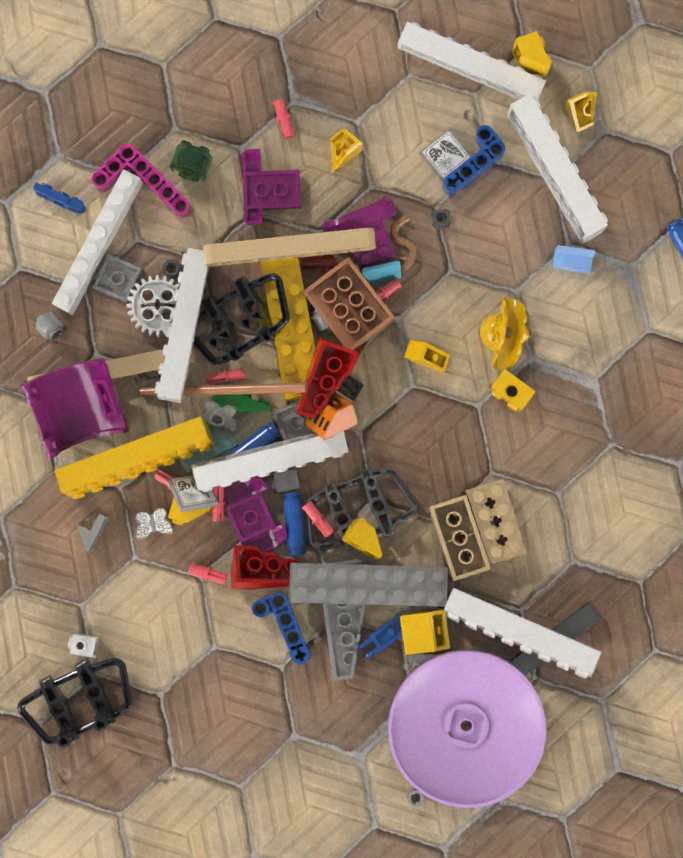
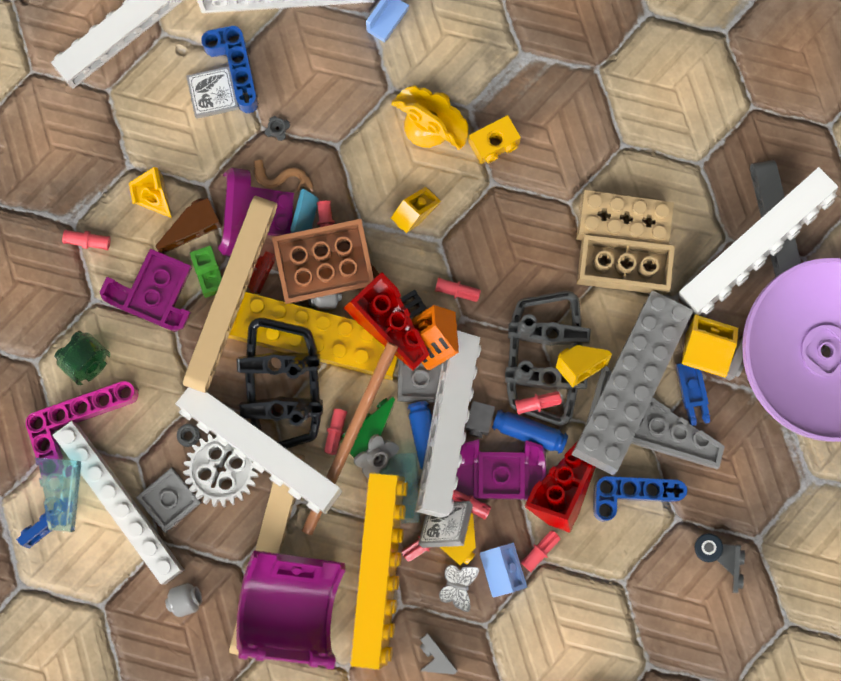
camera: 70 degrees left, 5 degrees down
(84, 197) = (61, 488): none -> clear light blue wing
(181, 552) = (503, 570): none -> light blue panel
(268, 701) = (710, 548): none -> plate
(304, 220) = (206, 270): none -> bright green slope
(333, 191) = (193, 223): none -> reddish brown slope
(379, 417) = (457, 290): none -> coral axle

